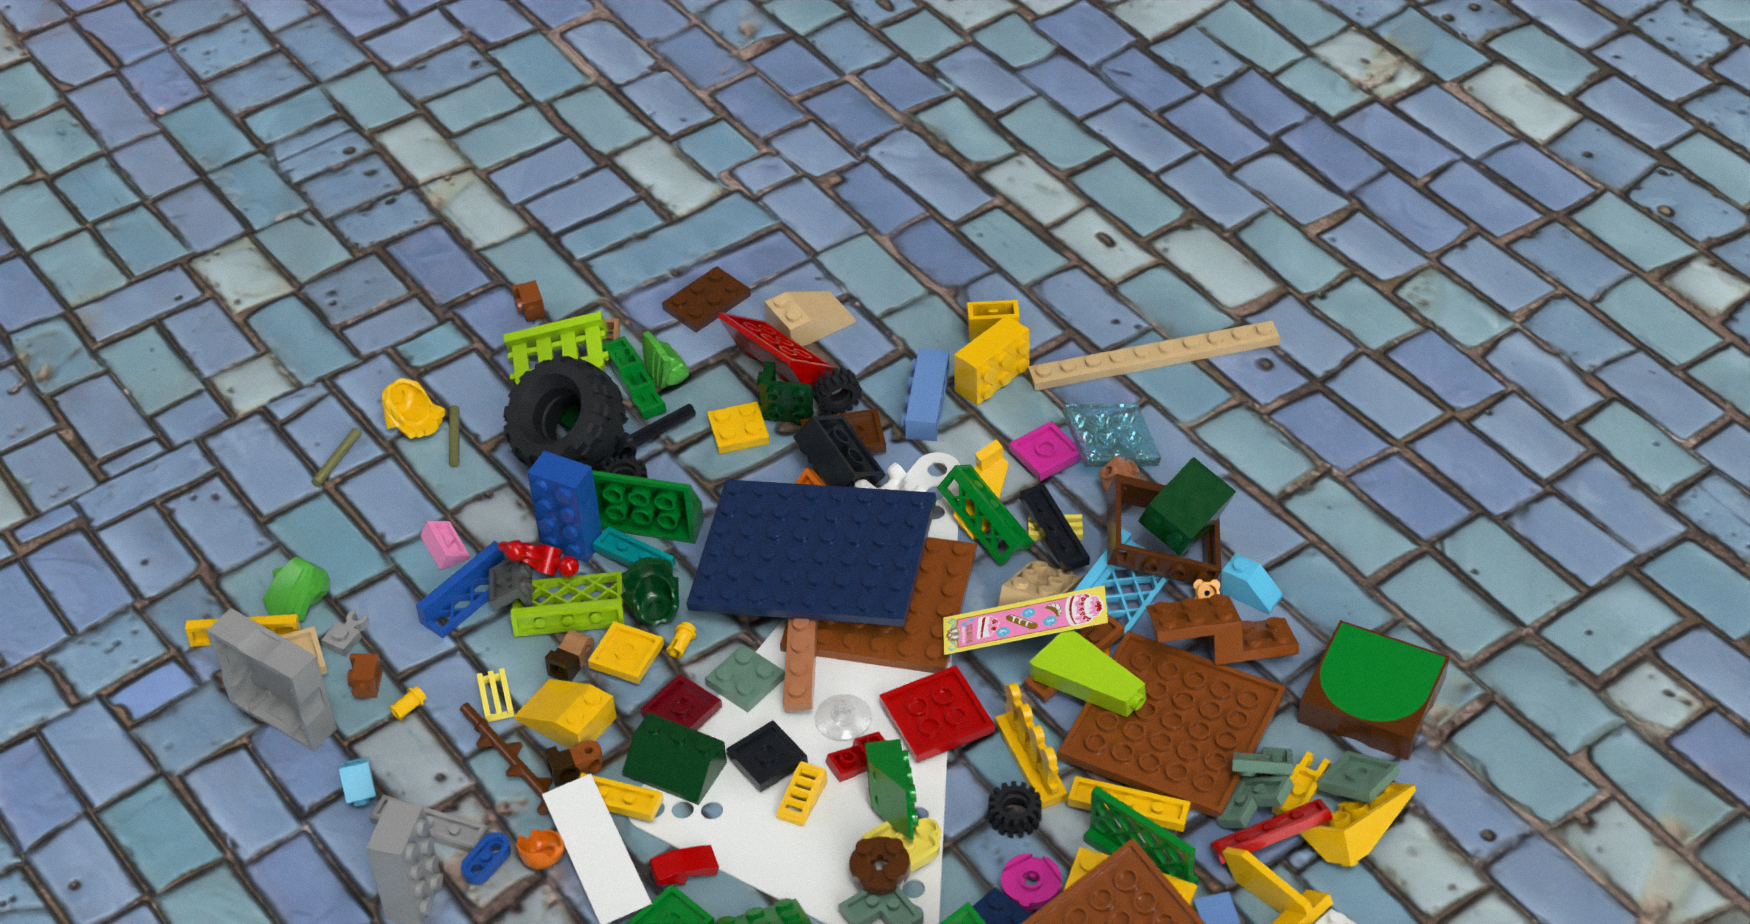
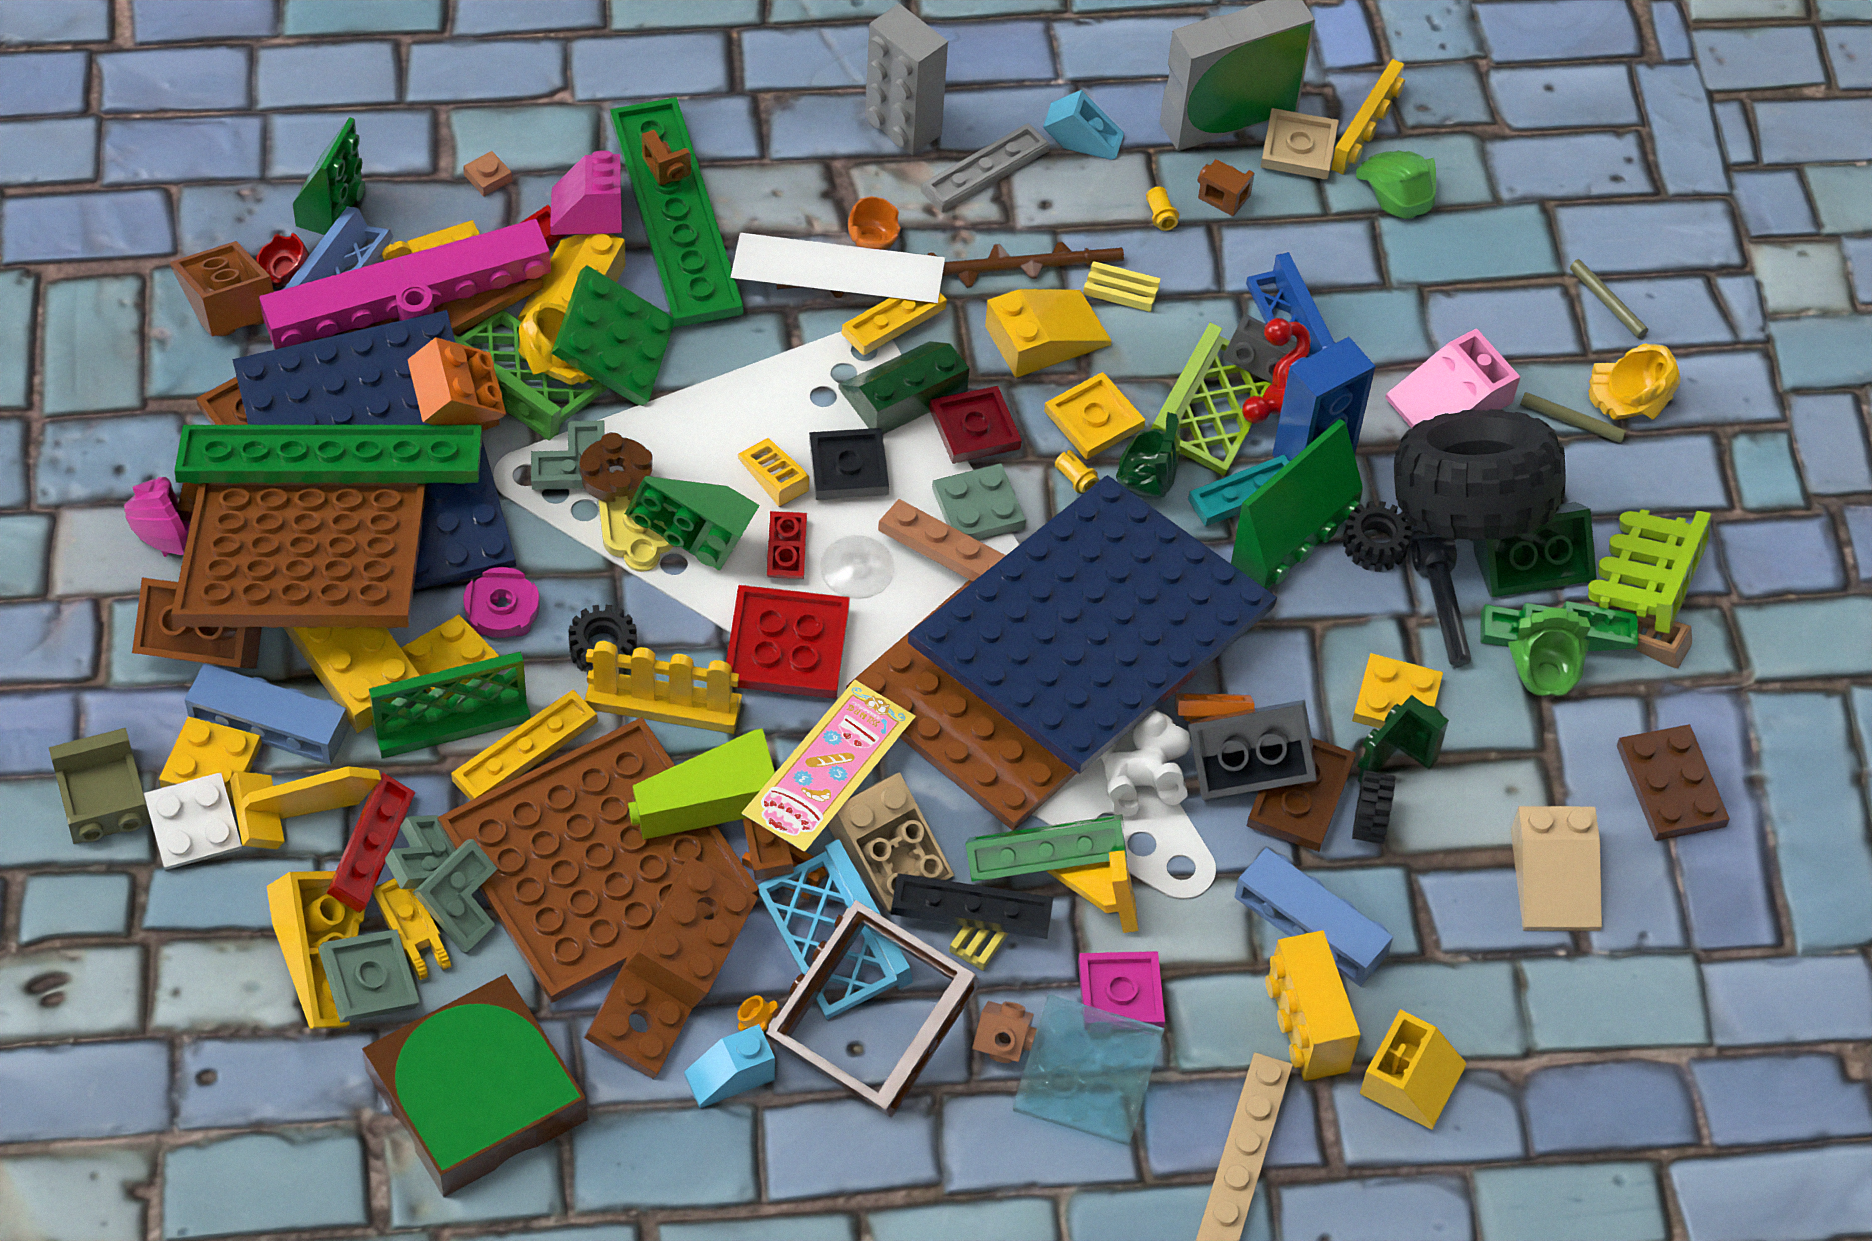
camera: 115 degrees right, 10 degrees up
(344, 637) = (1308, 199): light grey plate -> none
(444, 544) = (1392, 338): bright pink slope -> none
(476, 486) = (1456, 378): none -> bright pink slope
(484, 860) = (905, 190): blue plate -> none
(528, 300) = (1776, 584): dark orange brick -> none
(569, 655) = (1125, 363): leg -> none
(570, 763) = (967, 311): leg -> none
(679, 864) = (761, 330): red slope -> none
(770, 345) = (1479, 757): red slope -> none
(1187, 506) = (857, 1008): dark green slope -> none

